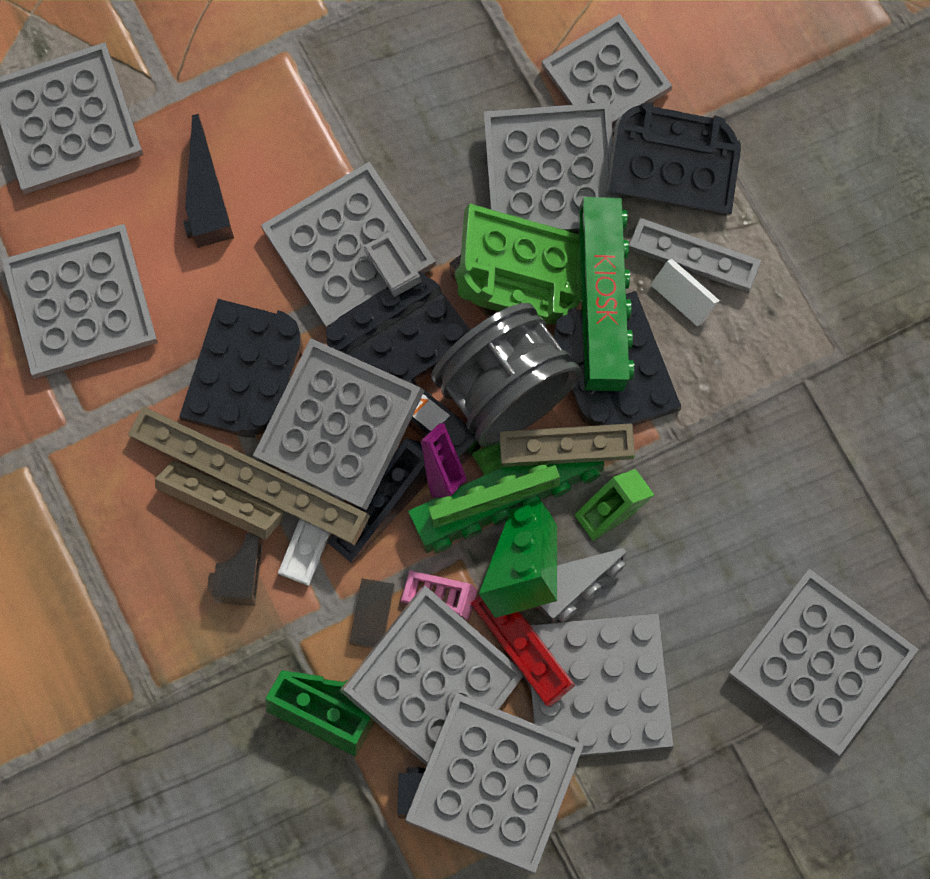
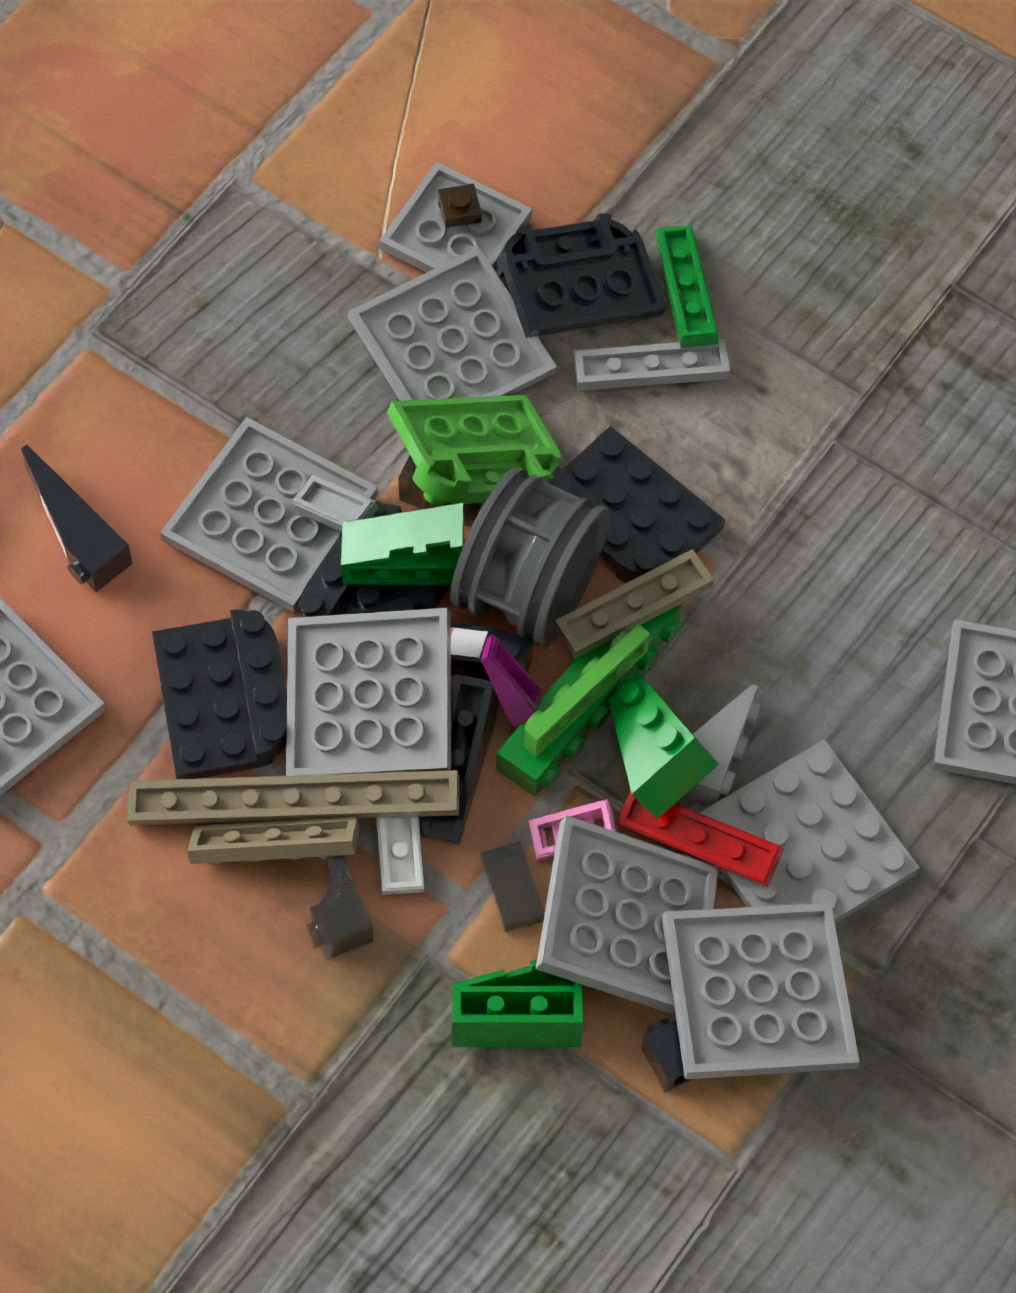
camera: 35 degrees left, 10 degrees down
(414, 323) = (404, 547): none -> wedge
(488, 458) = (552, 662): bright green tile -> none
(604, 294) = (585, 435): green brick -> none
(614, 503) = (712, 649): bright green slope -> none
(616, 59) = (459, 205): none -> dark brown plate
(684, 292) = (663, 405): white tile -> none
(756, 202) = (686, 286): none -> green tile

